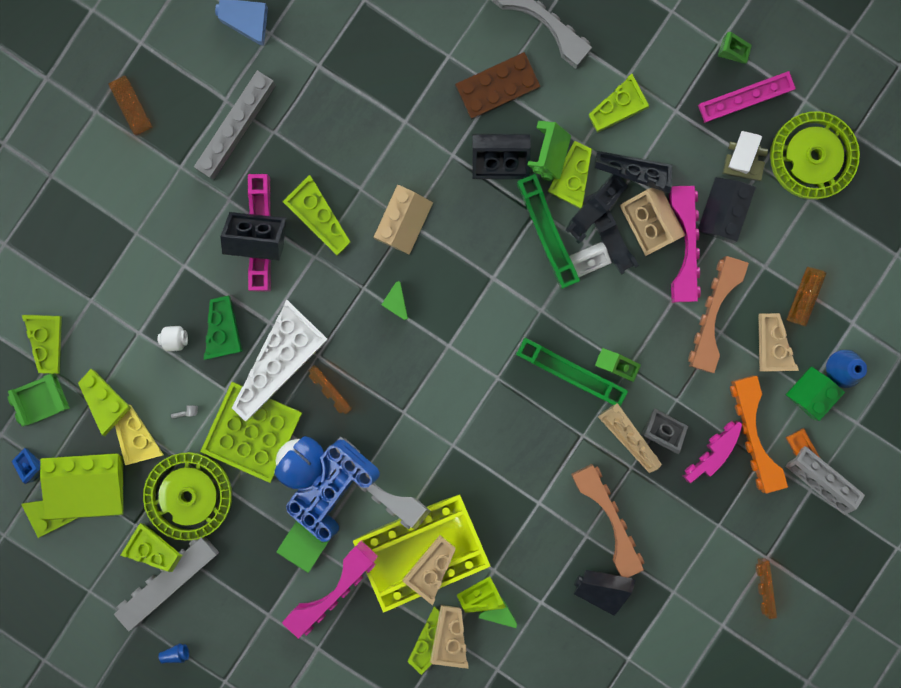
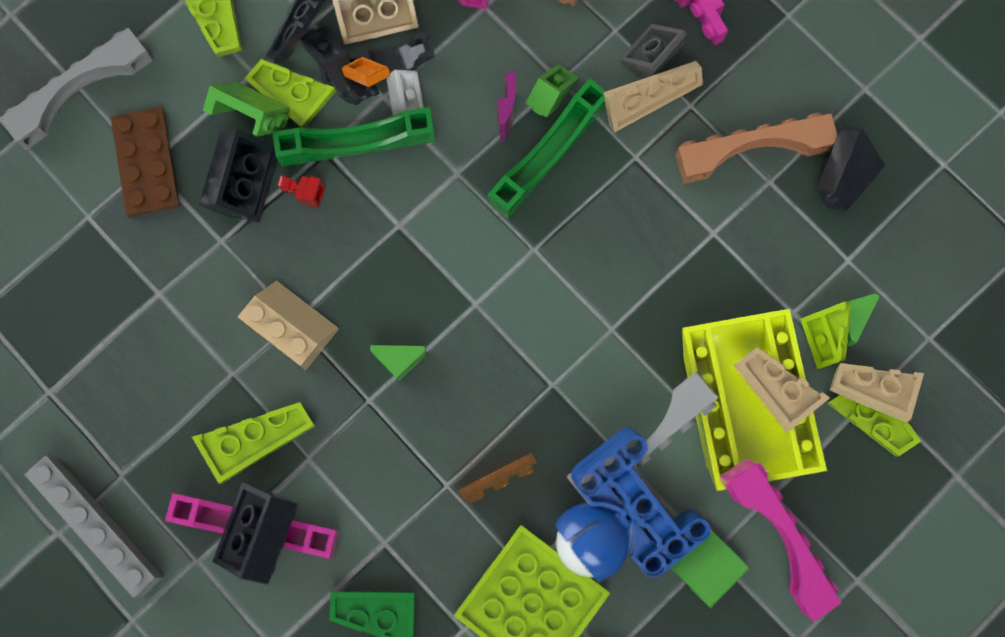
camera: 80 degrees left, 10 degrees down
(282, 355) = (432, 532): white wing -> none
(502, 207) = (308, 191): none -> red piece
(590, 336) = (507, 106): none -> magenta slope
(594, 229) = (365, 71): none -> orange tile

